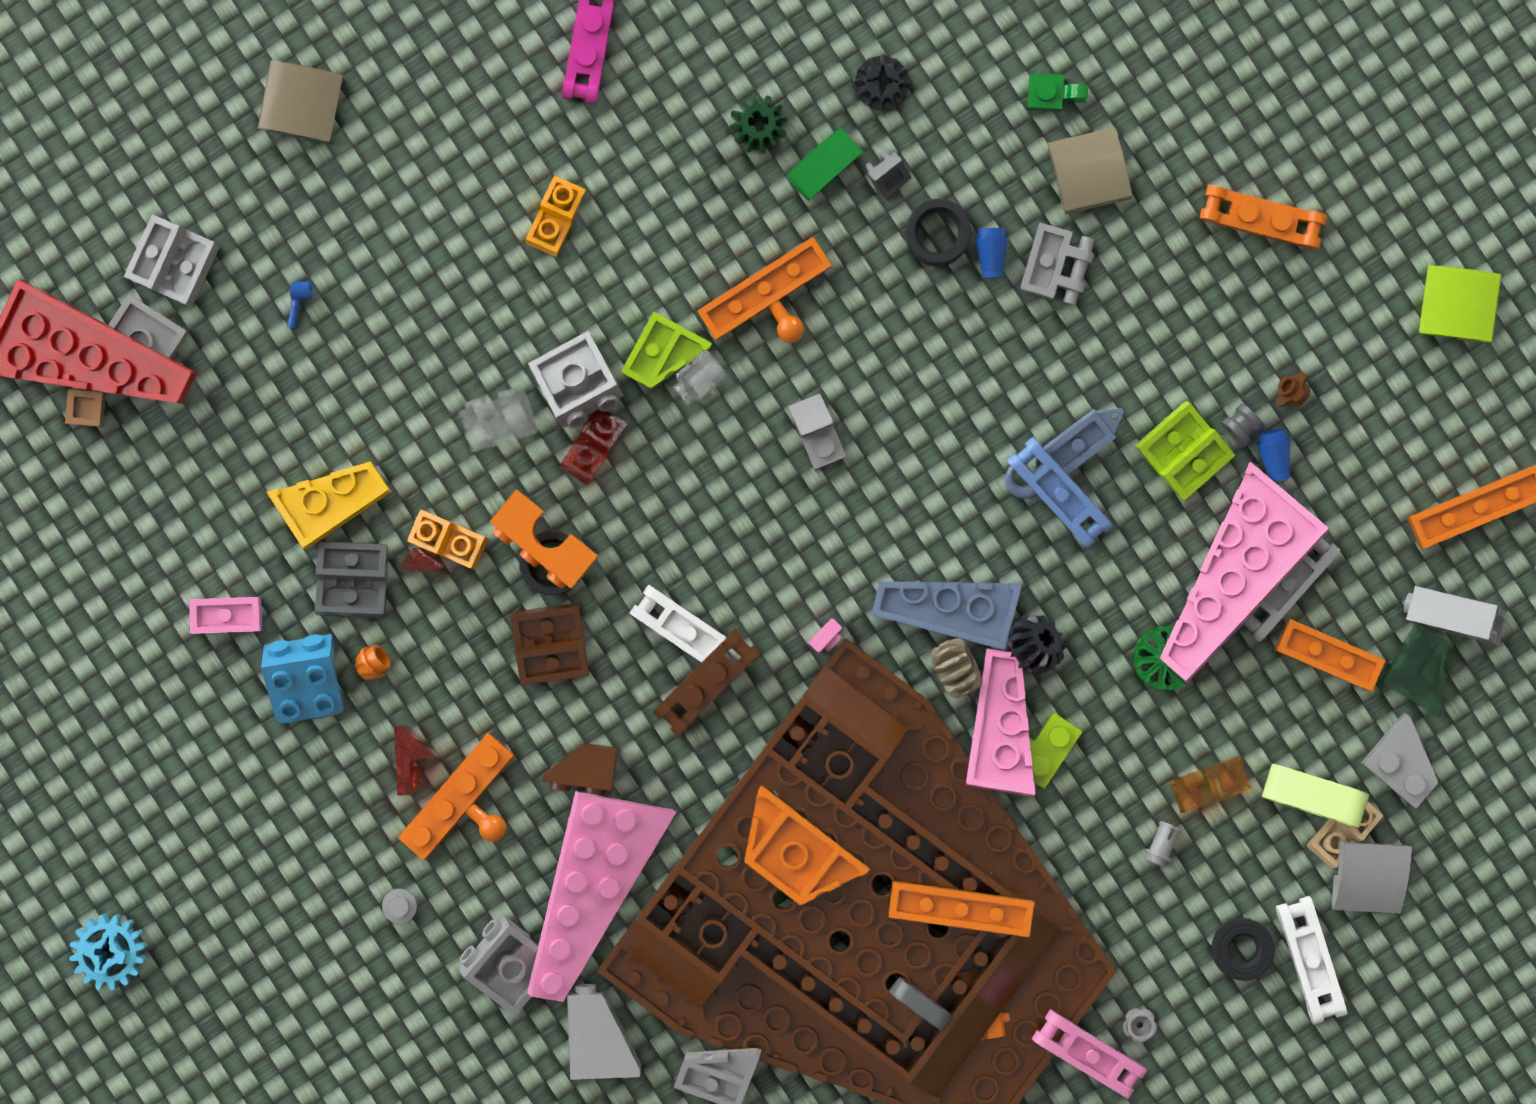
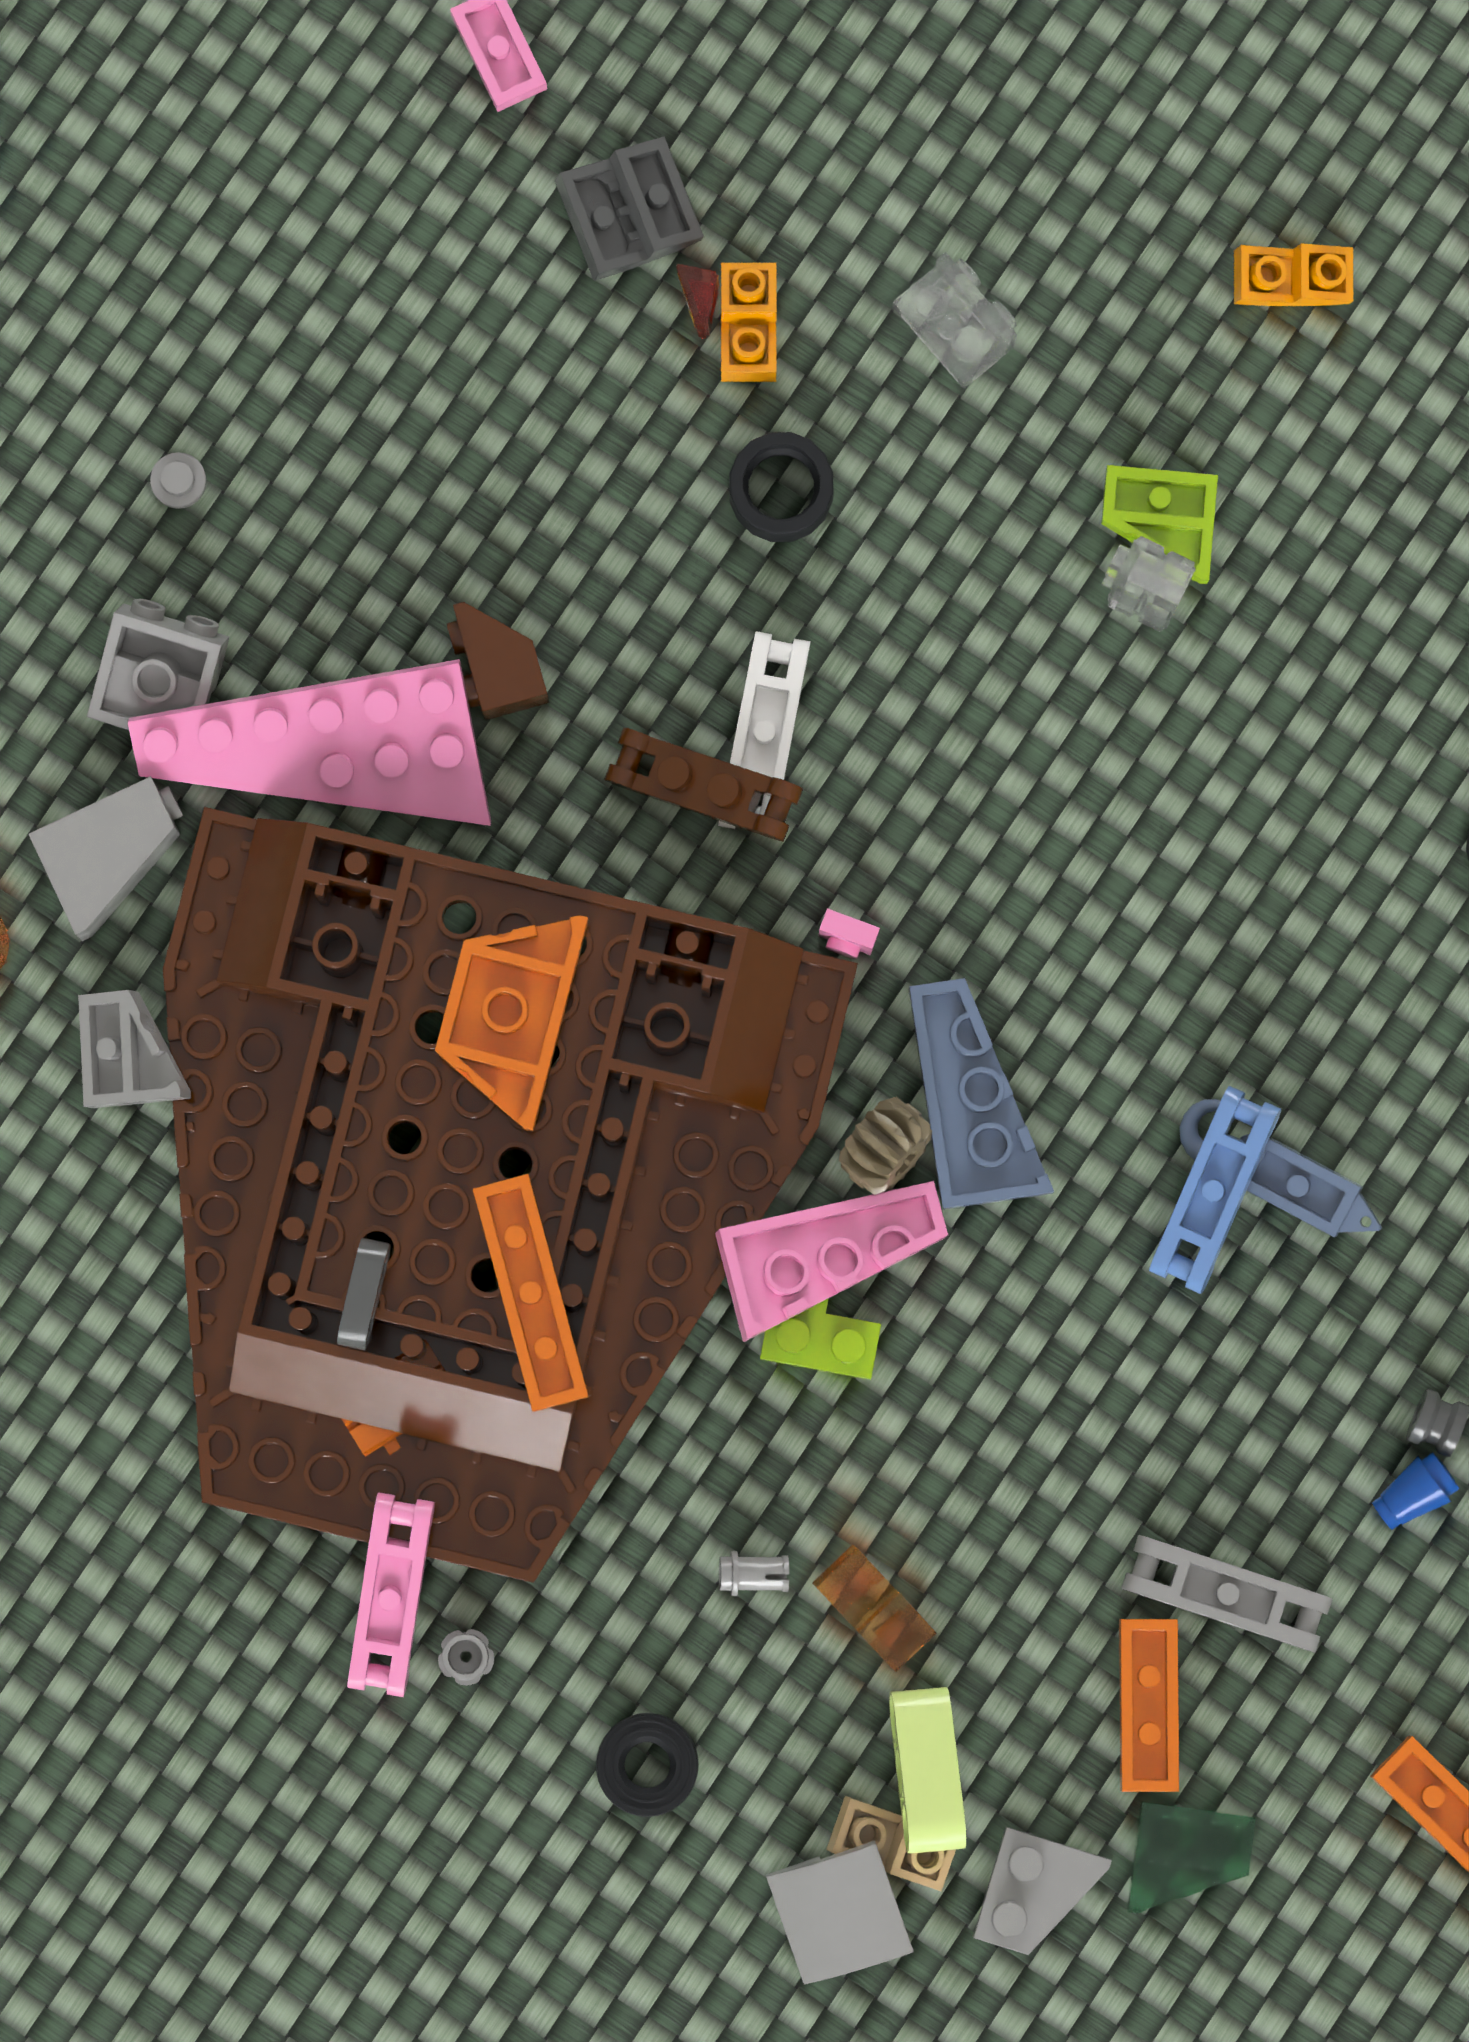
camera: 70 degrees right, 5 degrees down
(302, 678) = (452, 197): dark azure bracket -> none
(325, 504) = (726, 126): yellow wing -> none
(372, 662) = (520, 288): orange plate -> none
(407, 749) = (414, 392): clear red slope -> none
(458, 798) = (373, 499): orange plate -> none
(518, 523) = (821, 405): orange arch -> none
(549, 643) = (659, 535): reddish brown slope -> none
(576, 380) = (1065, 406): light grey plate -> none
(593, 446) = (980, 474): clear red slope -> none
(765, 291) = (1321, 628): orange plate -> none
(817, 431) = (1145, 793): light grey slope -> none
(1036, 644) = (972, 1250): black gear -> none
(1155, 659) = (1035, 1458): green wheel -> none
(1184, 450) = (1360, 1354): lime slope -> none
(1250, 556) = (1236, 1514): bright pink wing -> none
(1311, 960) = (674, 1877): white plate -> none
(1456, 615) = (1294, 1872): slope -> none

